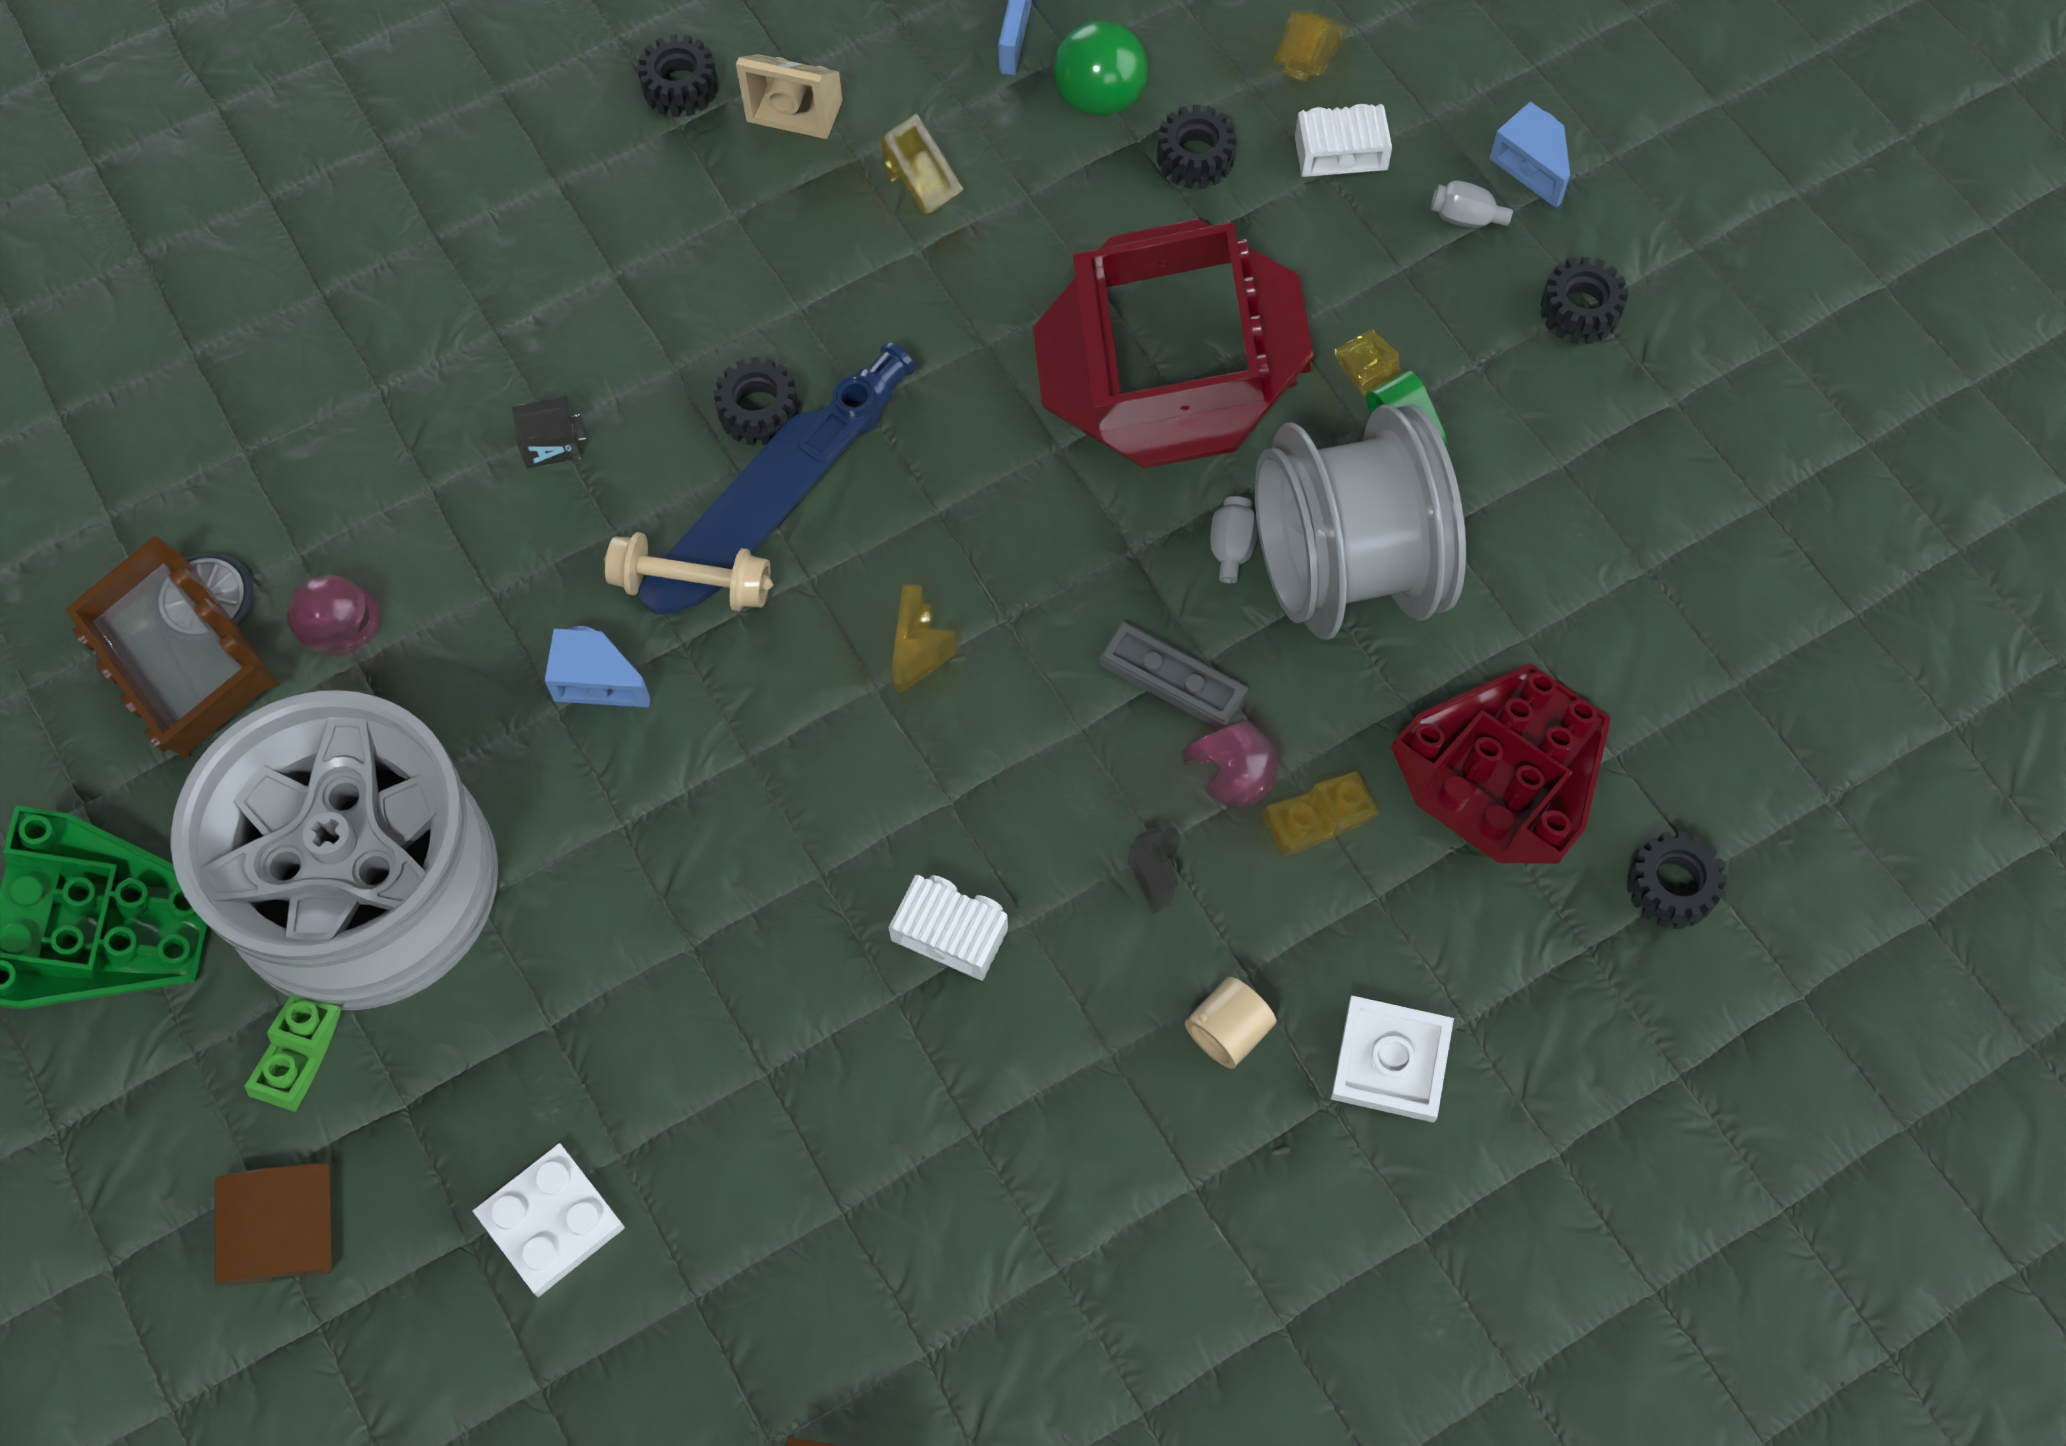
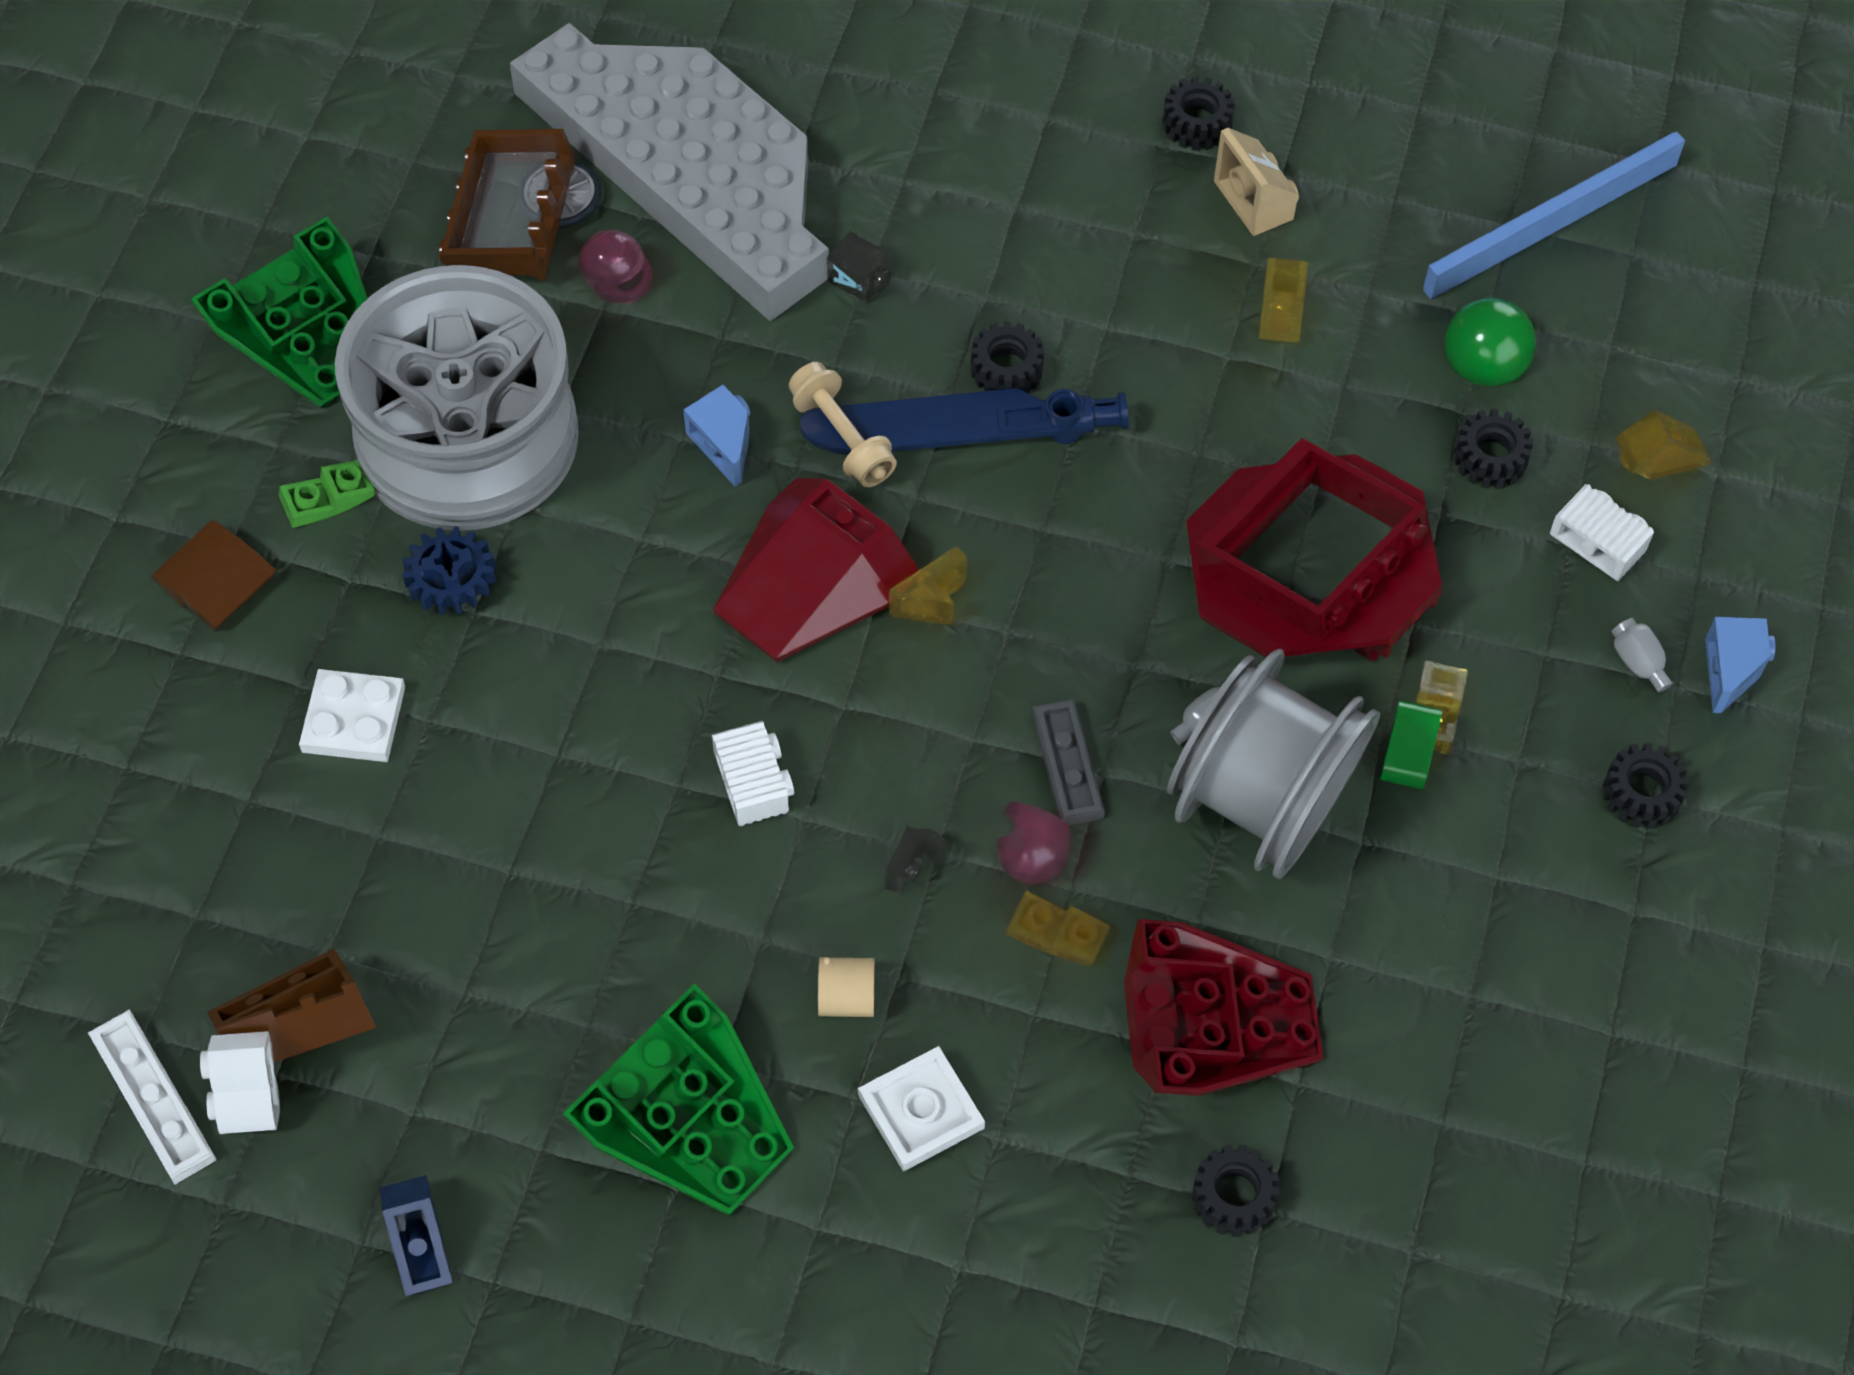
camera: 45 degrees right, 5 degrees down
(282, 462) = (690, 152): none -> light grey brick
(490, 988) = (427, 572): none -> dark blue gear
(799, 713) = (811, 569): none -> dark red wedge
(1220, 1253) = (686, 1108): none -> green wedge

